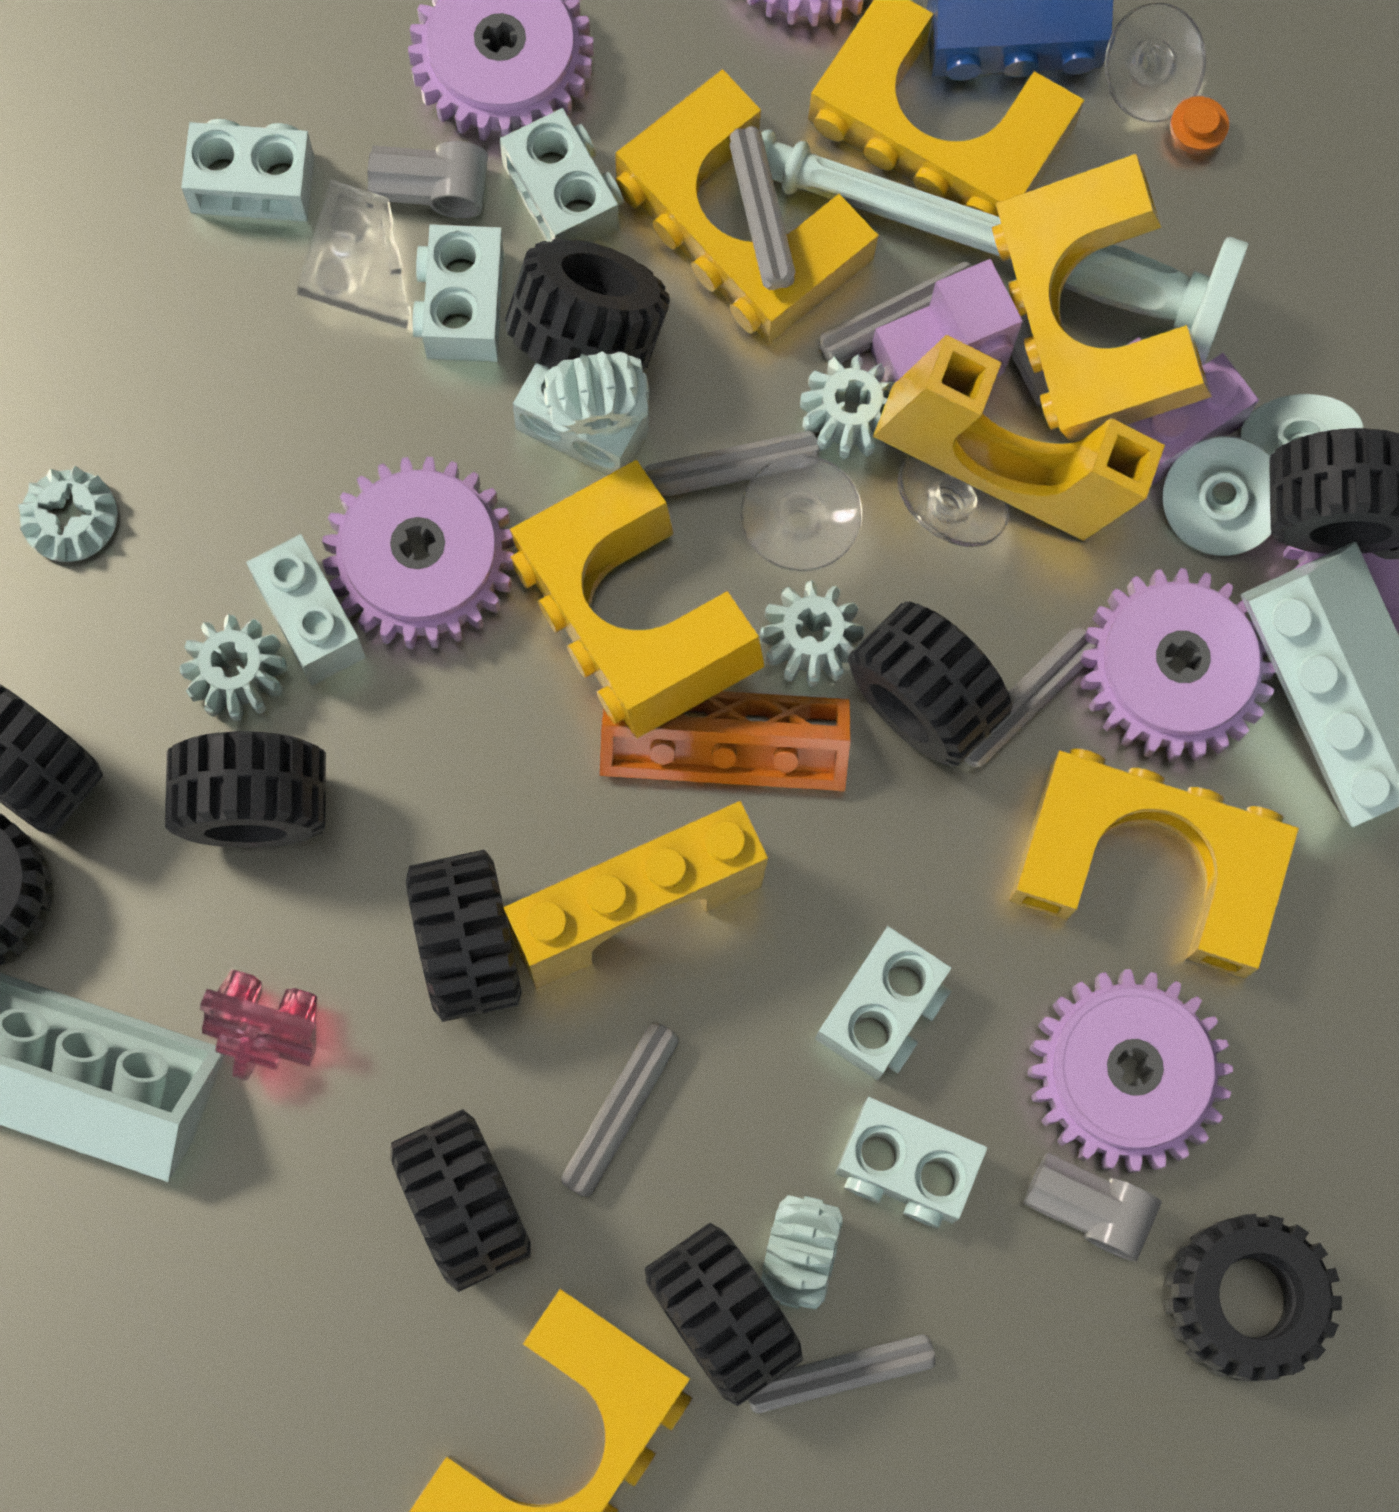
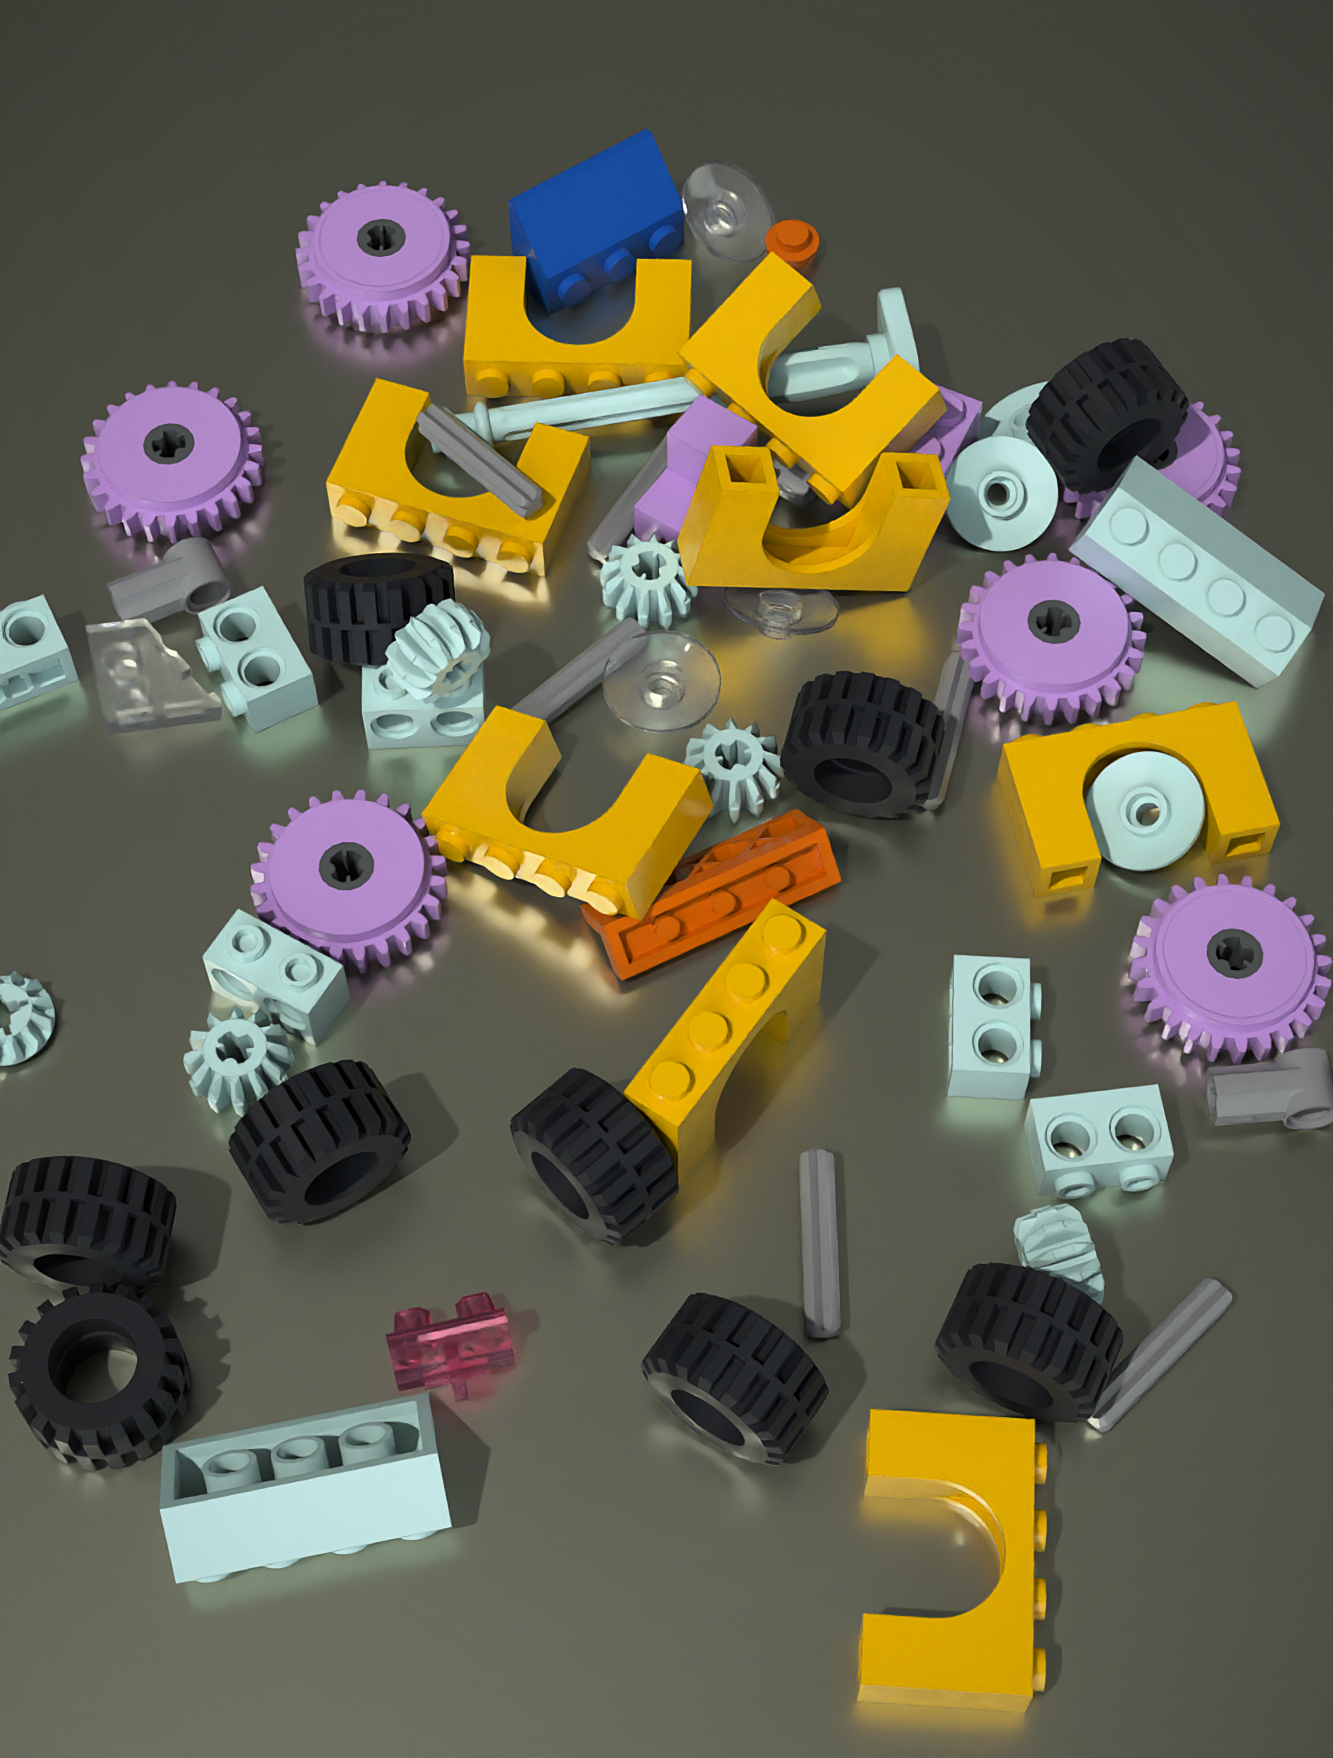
camera: 25 degrees left, 15 degrees down
(550, 187) = (285, 543): light aqua brick -> none
(1127, 866) = (1126, 792): none -> light aqua dish

